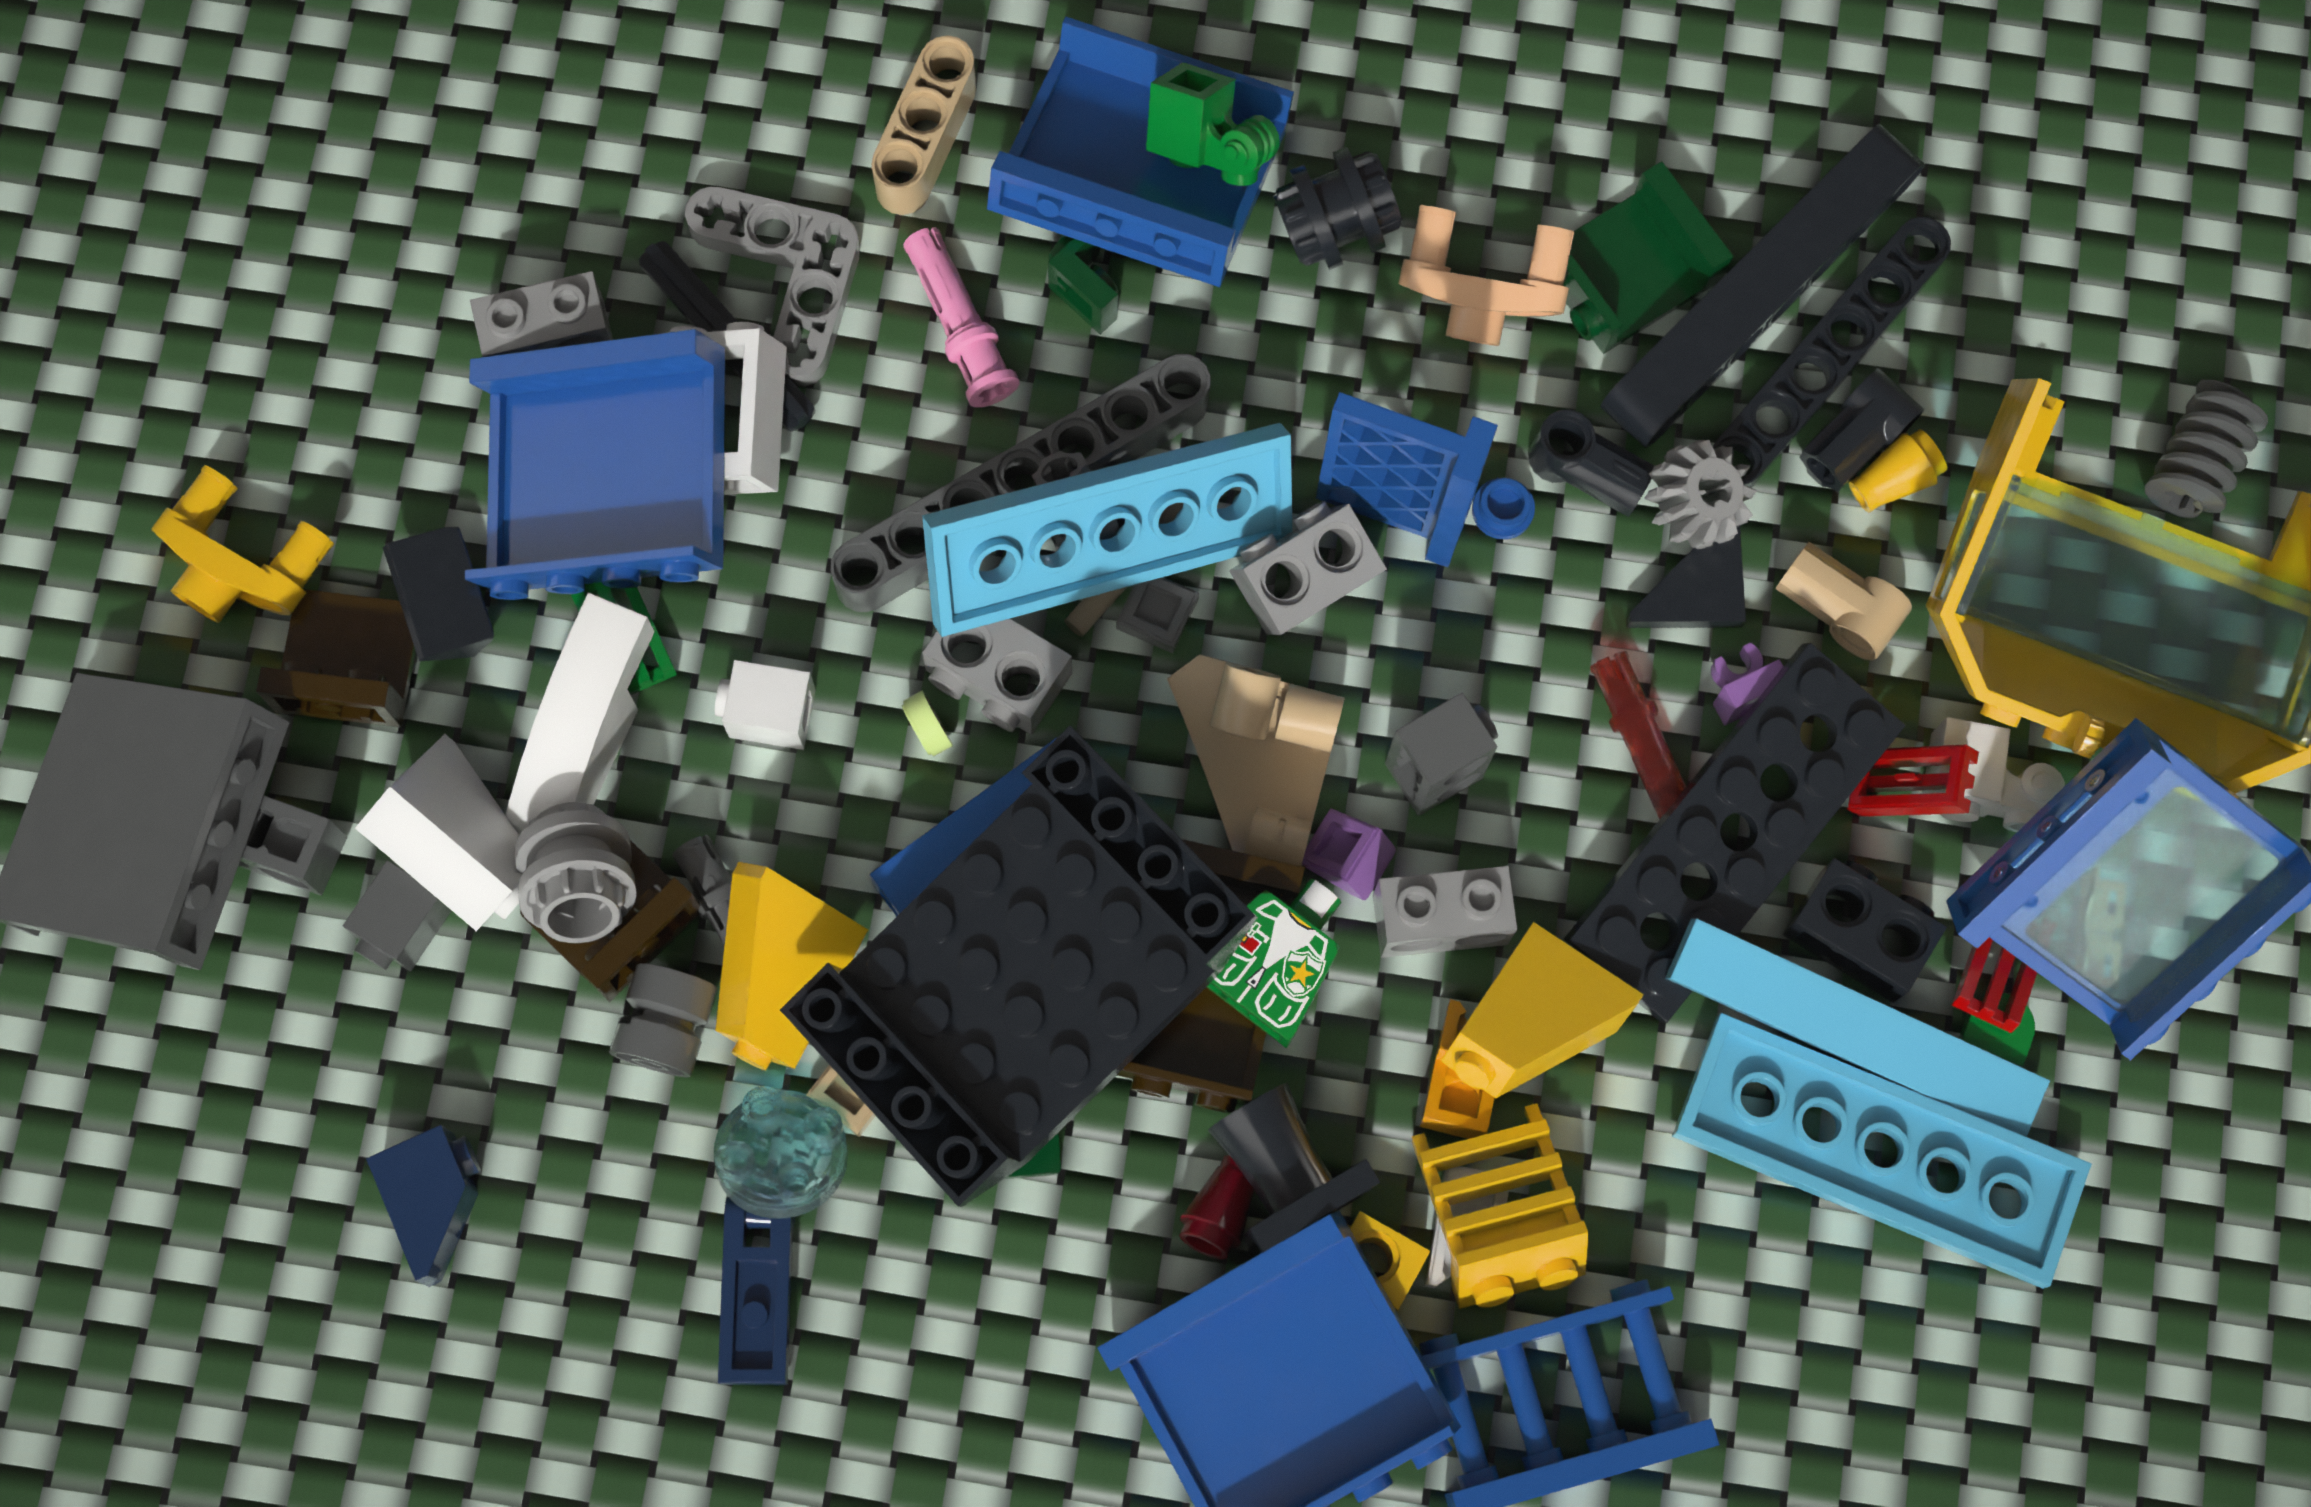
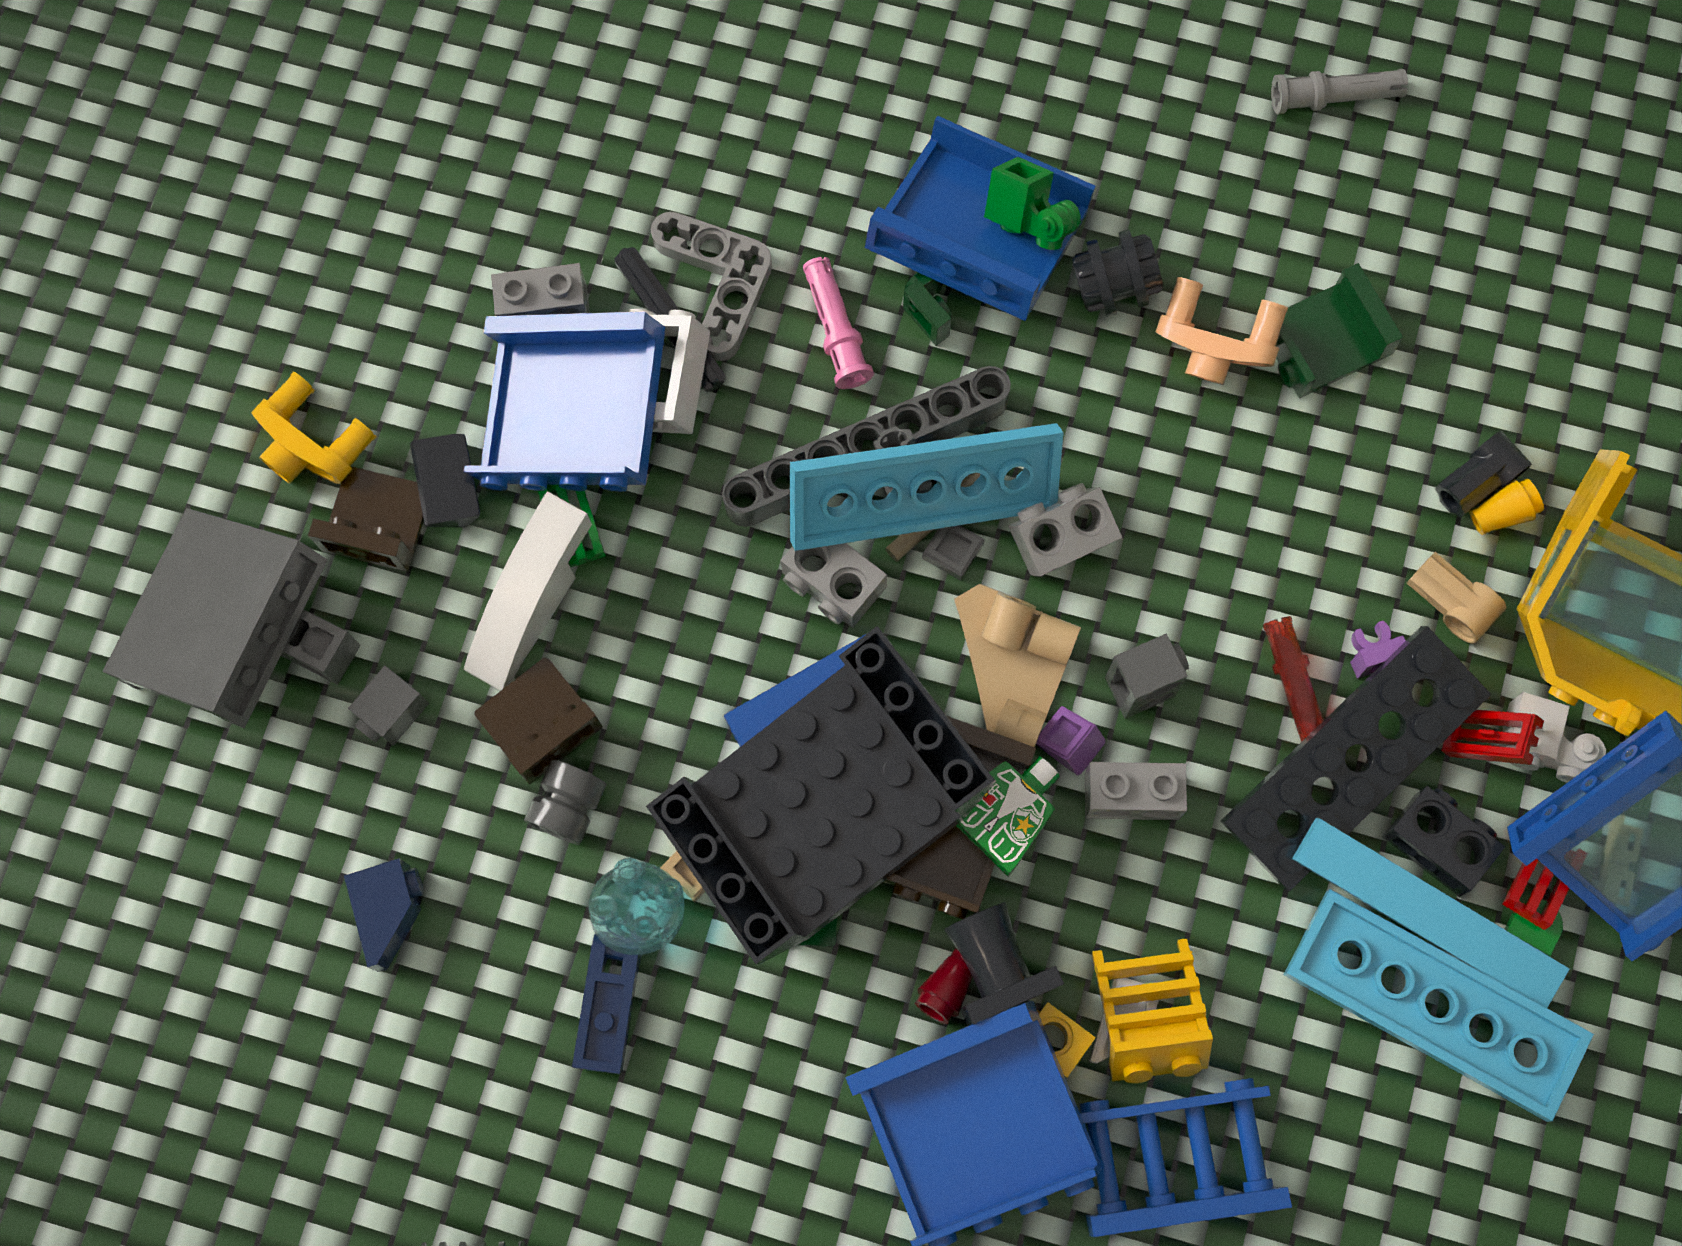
camera: 15 degrees right, 0 degrees up
(448, 835) = (431, 653): white slope -> none
(575, 872) = (514, 689): light grey piece -> none
(708, 879) = (617, 721): dark grey pin -> none
(766, 704) = (665, 584): white brick -> none
(771, 950) = (647, 761): yellow slope -> none
(924, 99) = (827, 165): tan beam -> none
(926, 724) = (777, 611): yellowish green tile -> none
(1388, 480) = (1142, 468): blue fence -> none
(1450, 1102) = (1133, 914): light orange slope -> none
(1503, 508) = (1213, 502): blue plate -> none
(1538, 1014) = (1195, 874): yellow slope -> none
(1597, 463) = (1284, 479): black piece -> none
(1698, 591) = (1351, 577): black tile -> none
(1700, 494) = (1358, 493): light grey gear -> none
(1762, 286) = (1422, 361): black beam -> none
(1827, 354) = (1461, 413): black beam -> none

